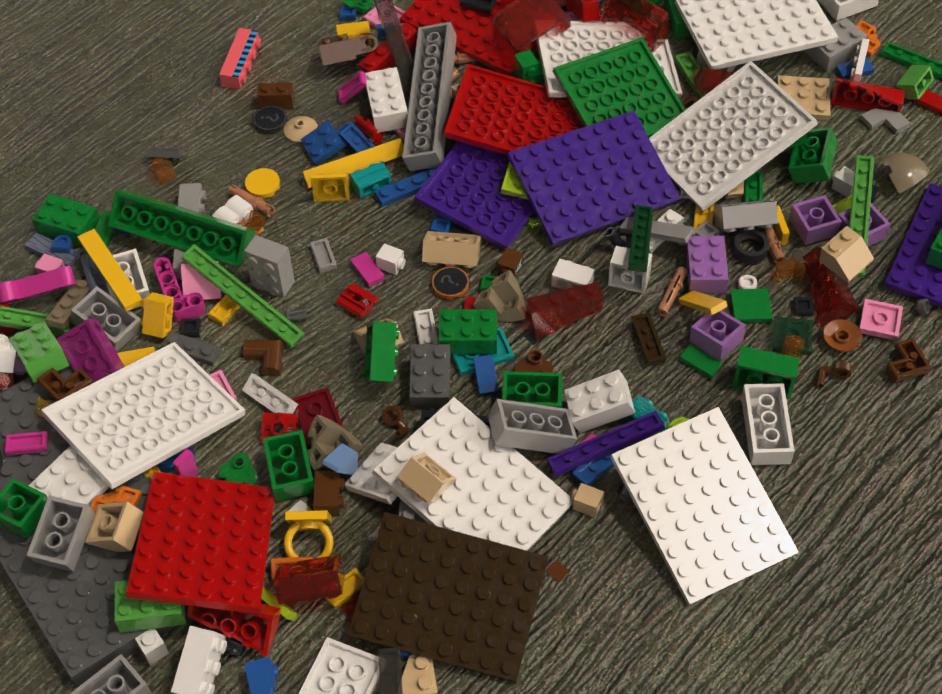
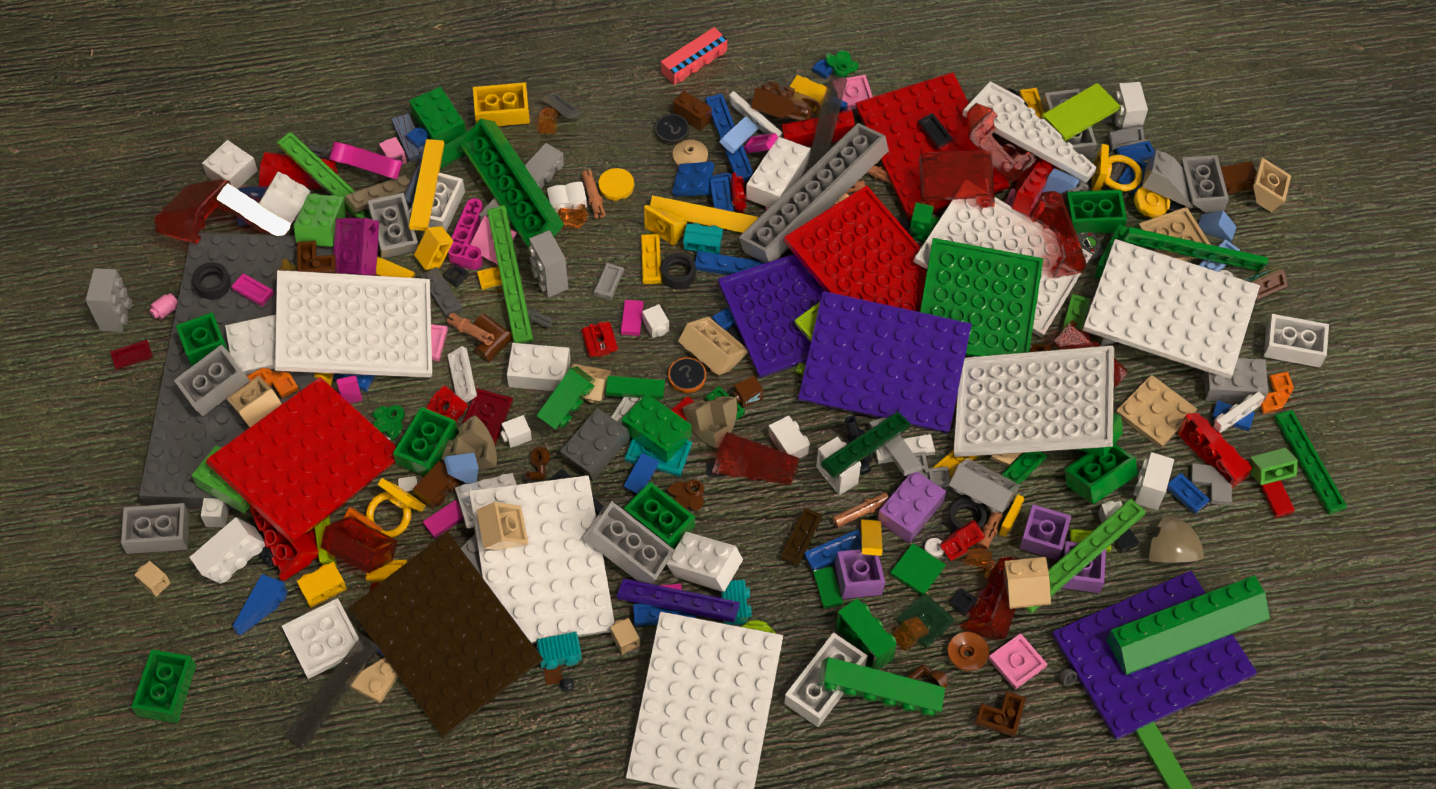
camera: 35 degrees right, 5 degrees up
(113, 174) = (502, 103): none -> yellow brick
(238, 358) = (465, 326): none -> nougat pin
(301, 636) = (321, 584): none -> yellow brick
(323, 99) = (723, 123): none -> blue plate
(326, 73) = (746, 110): none -> white tile
(329, 350) = (537, 366): none -> white brick
(330, 90) = (739, 134): none -> light blue tile
(341, 219) = (651, 258): none -> yellow tile
(355, 409) = (516, 431): none -> white brick
(357, 515) = (444, 519): none -> dark pink tile
(372, 203) = (678, 259): none -> black tyre
(420, 315) = (635, 387): none -> green tile
(551, 543) = (559, 650): none -> teal brick
(575, 569) = (566, 684): none -> black piece
(681, 332) = (826, 554): none -> blue plate
(763, 262) = (962, 539): none -> red slope
(814, 398) = (881, 686): none -> green brick
(853, 137) = (1153, 480): none -> white brick
(877, 135) = (1187, 493): none -> blue plate

